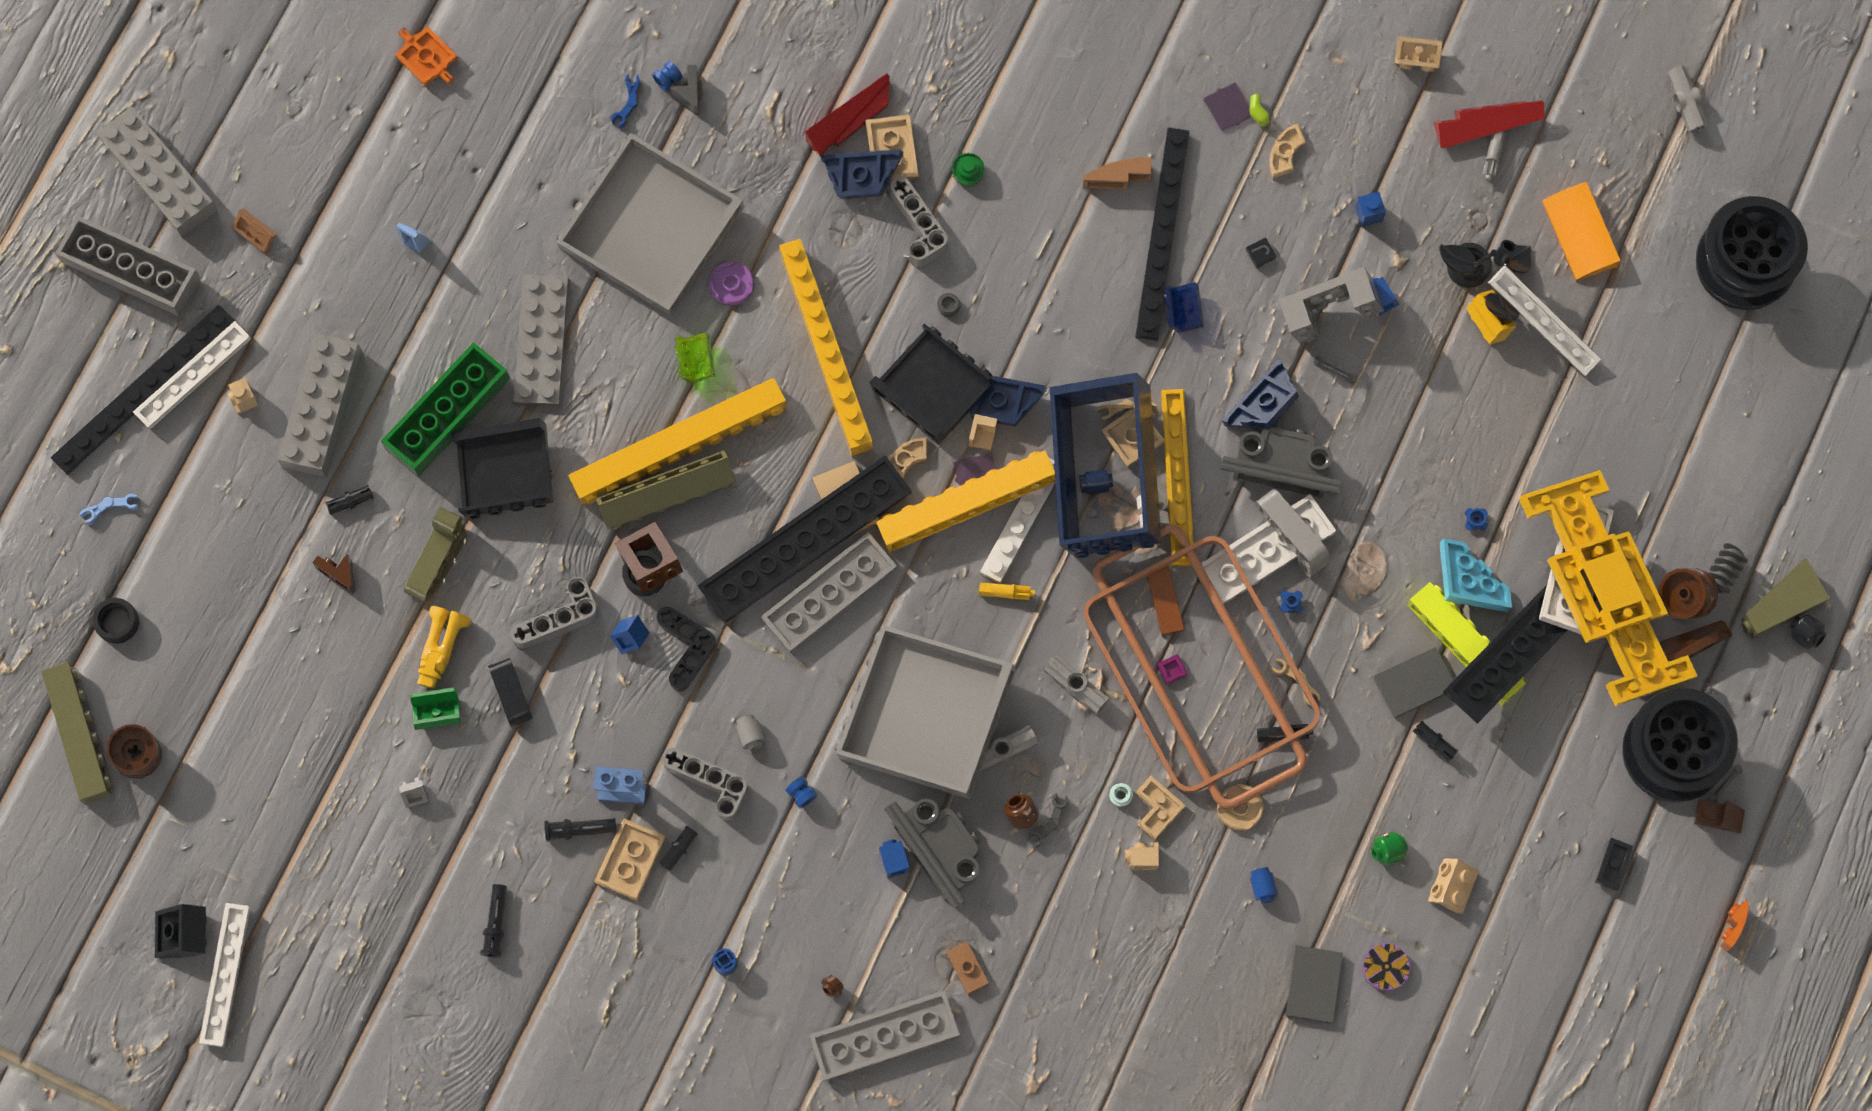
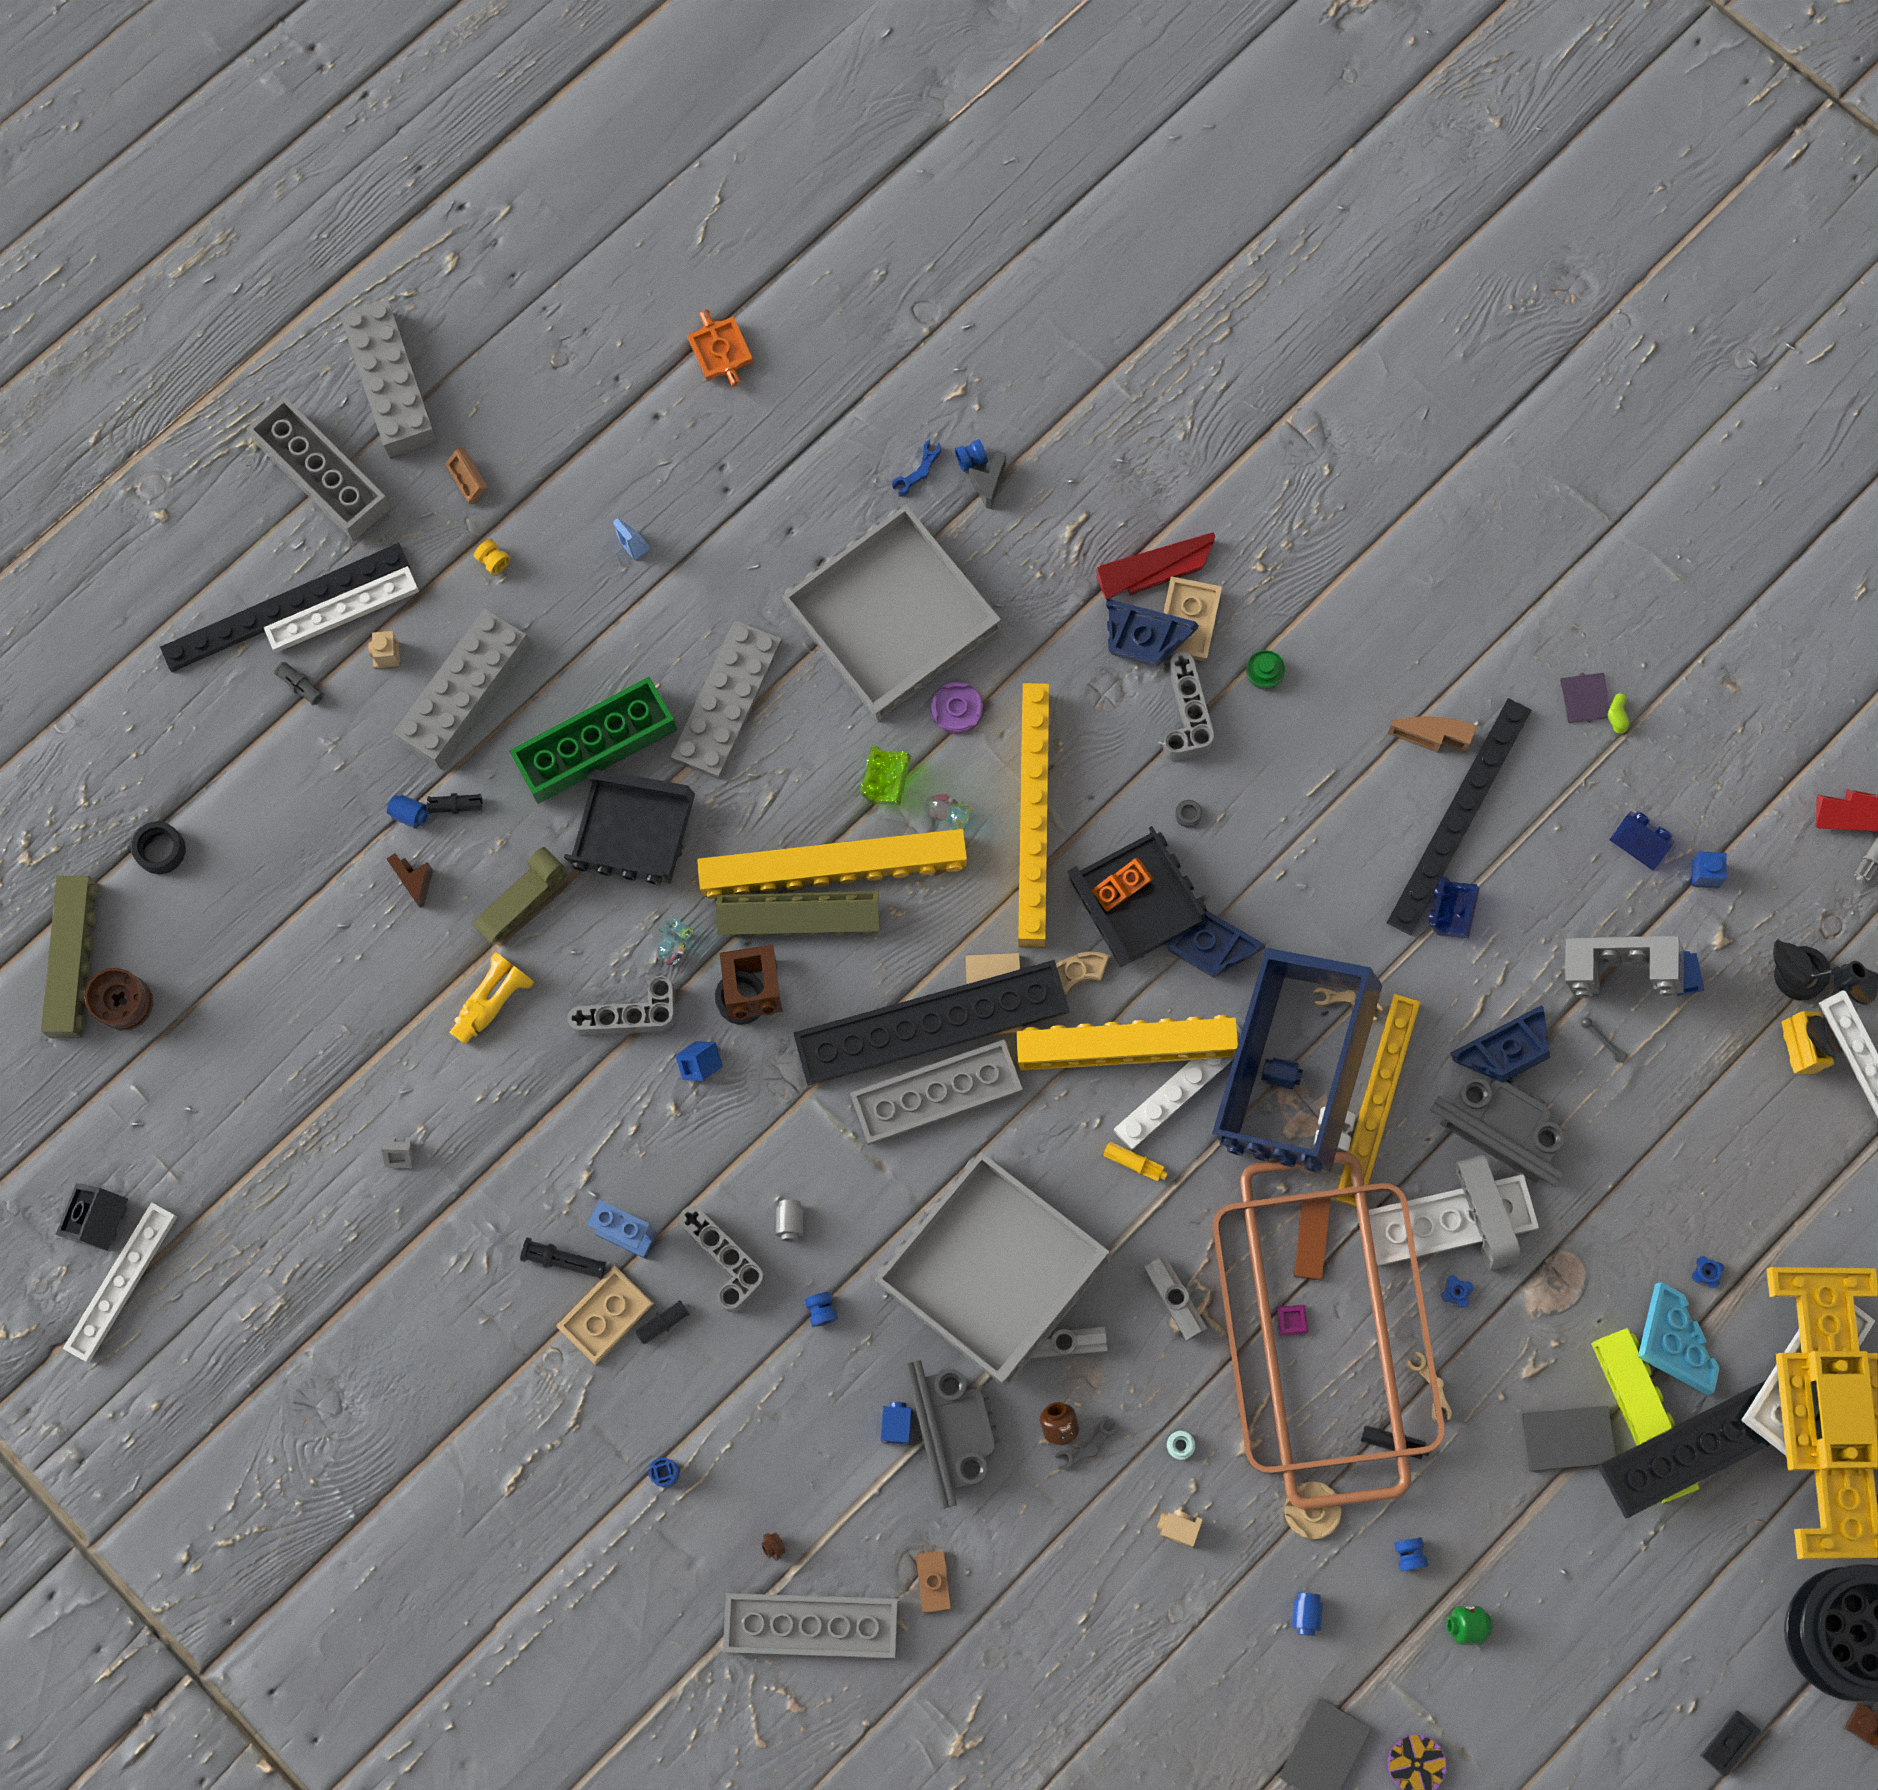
camera: 25 degrees right, 0 degrees up
(108, 503) = (202, 717): light blue piece -> none
(180, 447) = (299, 683): none -> dark grey pin
(300, 289) = (492, 557): none -> yellow wheel
(313, 519) = (407, 811): none -> blue brick
(435, 708) = (457, 1068): green bracket -> none
(496, 933) = (420, 1342): black pin -> none
(510, 692) = (545, 1078): black beam -> none
(573, 551) = (673, 944): none -> clear light blue animal
(692, 640) = (766, 1091): black beam -> none
(756, 367) = (950, 810): none -> clear light blue animal
(917, 378) = (1122, 884): none -> orange slope
(973, 467) = (1149, 1008): piece -> none
(982, 432) = (1174, 971): tan panel -> none
(1123, 437) = (1330, 1032): tan plate -> none
(1164, 807) = (1225, 1478): tan tile -> none
(1260, 252) = (1564, 876): black tile -> none
(1284, 150) = (1632, 768): tan tile -> none
(1311, 203) = (1642, 839): none -> clear blue bracket
(1326, 812) = (1411, 1561): none -> blue wheel
(1418, 53) = (1827, 709): tan bracket -> none
(1435, 741) = (1568, 1517): black pin -> none
(1453, 885) = (1530, 1696): tan bracket -> none

